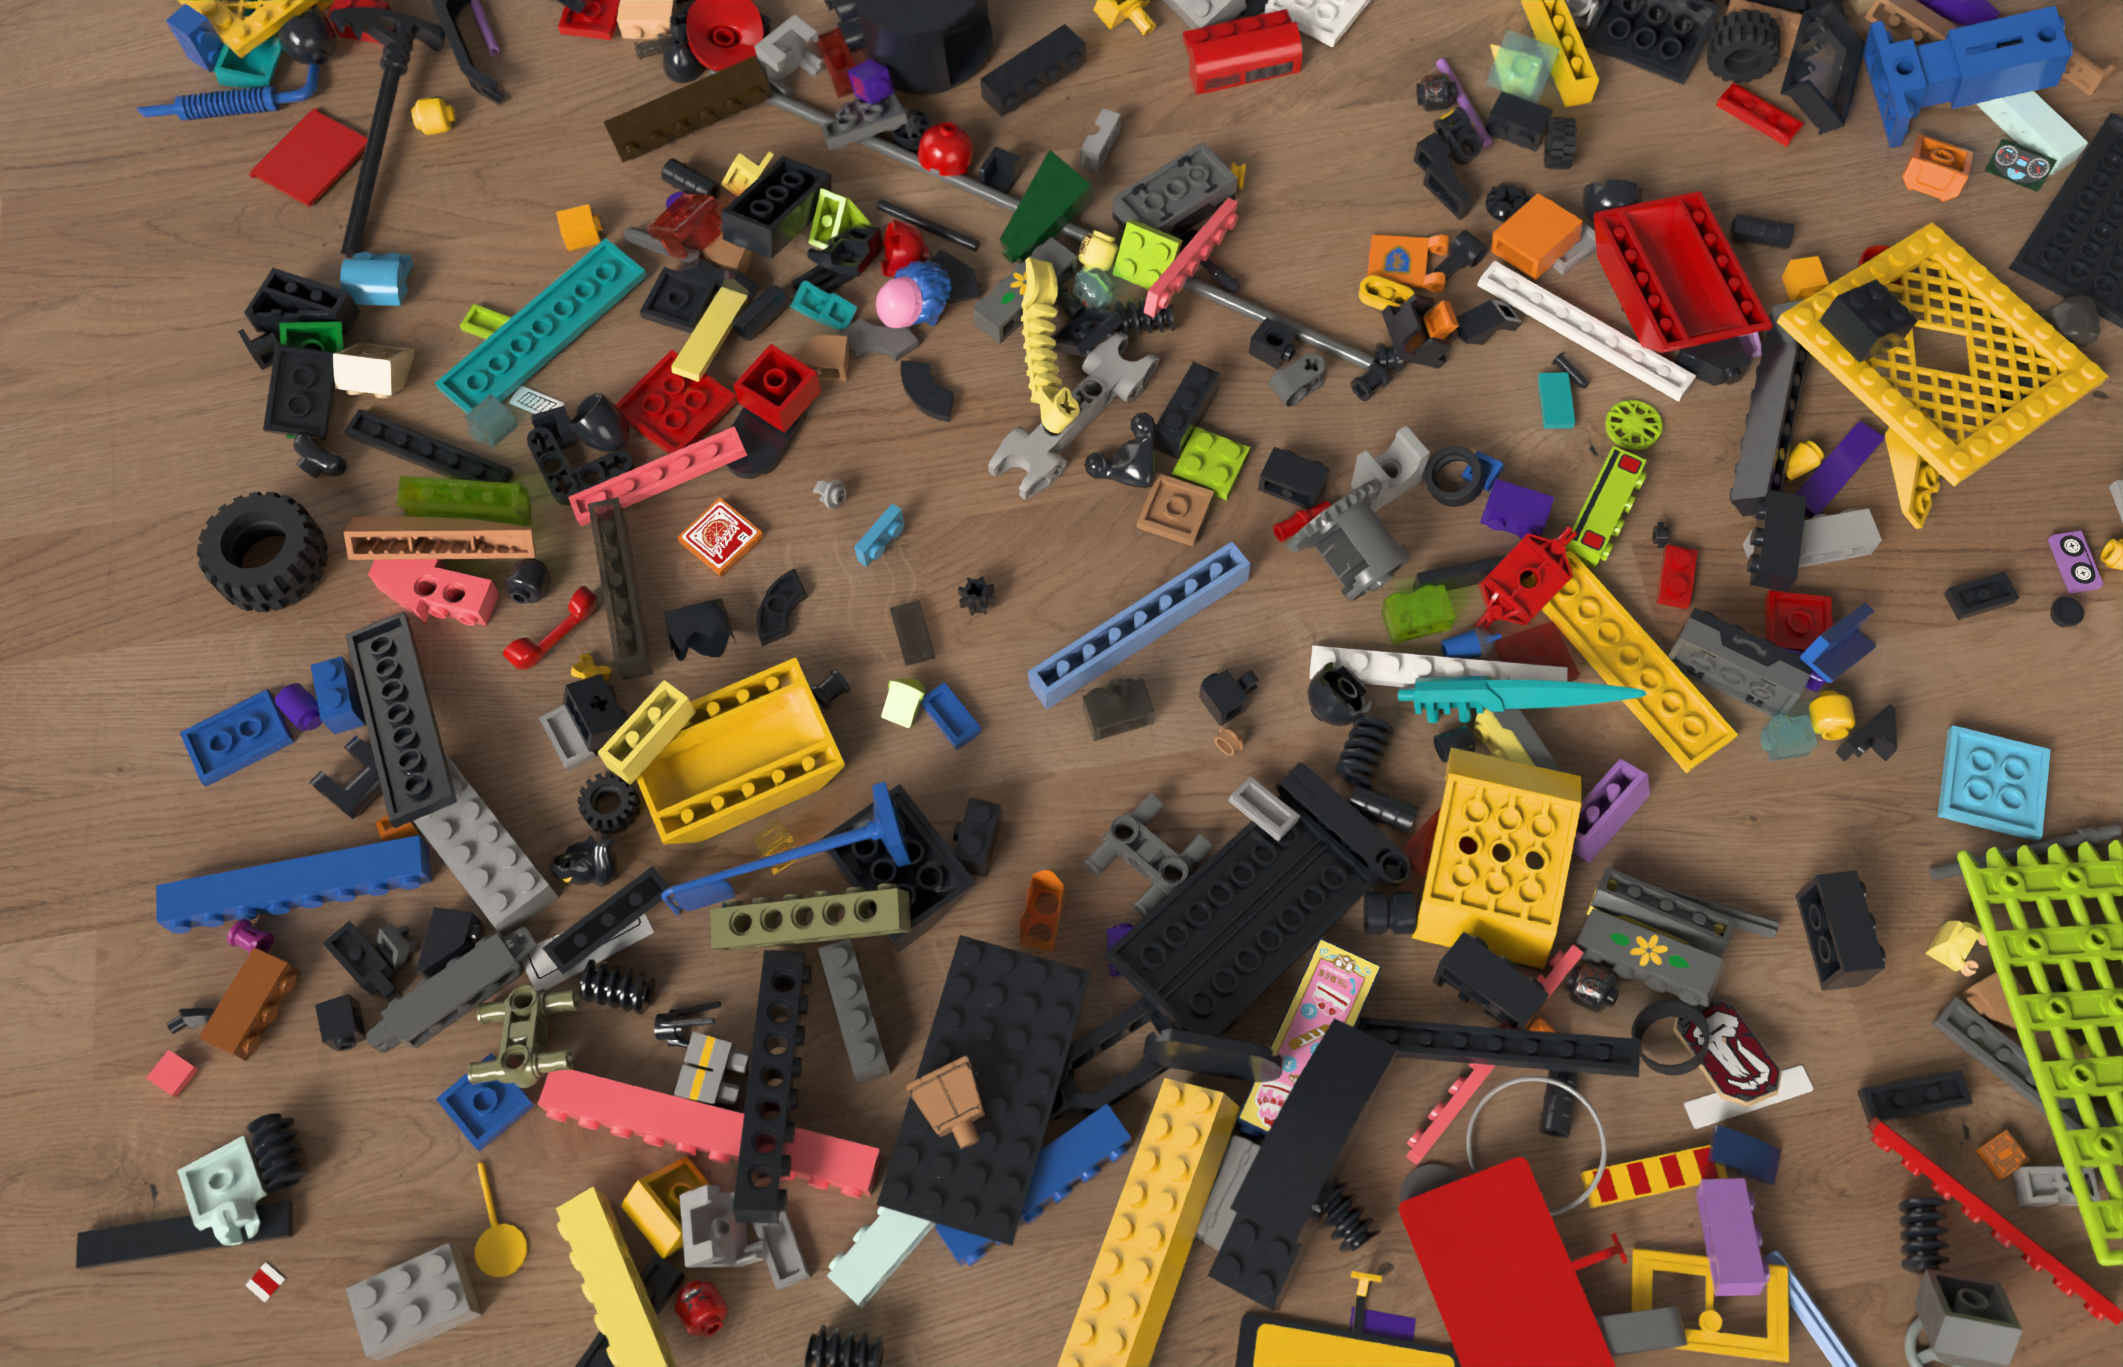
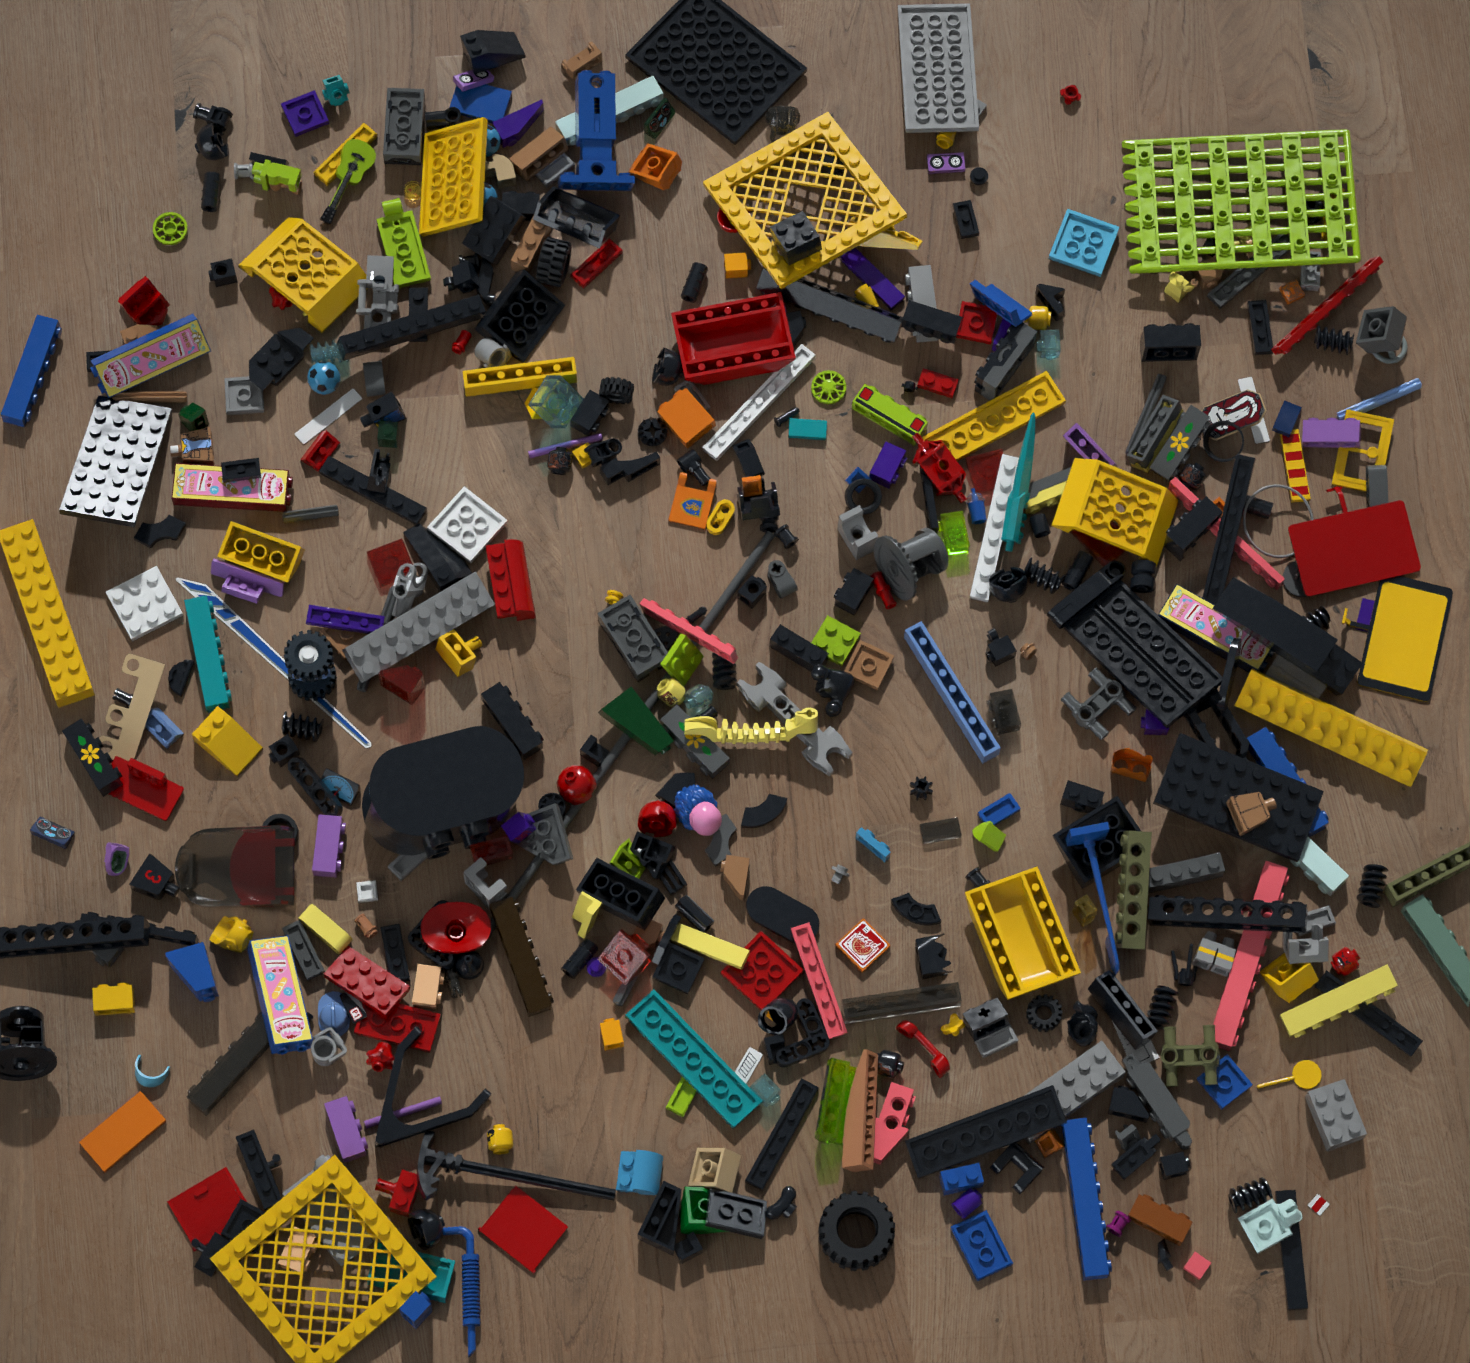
camera: 90 degrees left, 5 degrees up
(647, 732) = (1017, 973): light yellow brick -> none
(777, 388) = (765, 898): red brick -> none
(822, 307) = (694, 873): teal slope -> none
(928, 225) = (630, 803): black bar -> none
(1086, 331) = (735, 704): black plate -> none
(1096, 146) = (575, 682): light grey piece -> none
(1264, 808) = (1076, 635): light grey tile -> none
(2082, 835) = (1118, 204): dark grey bar -> none

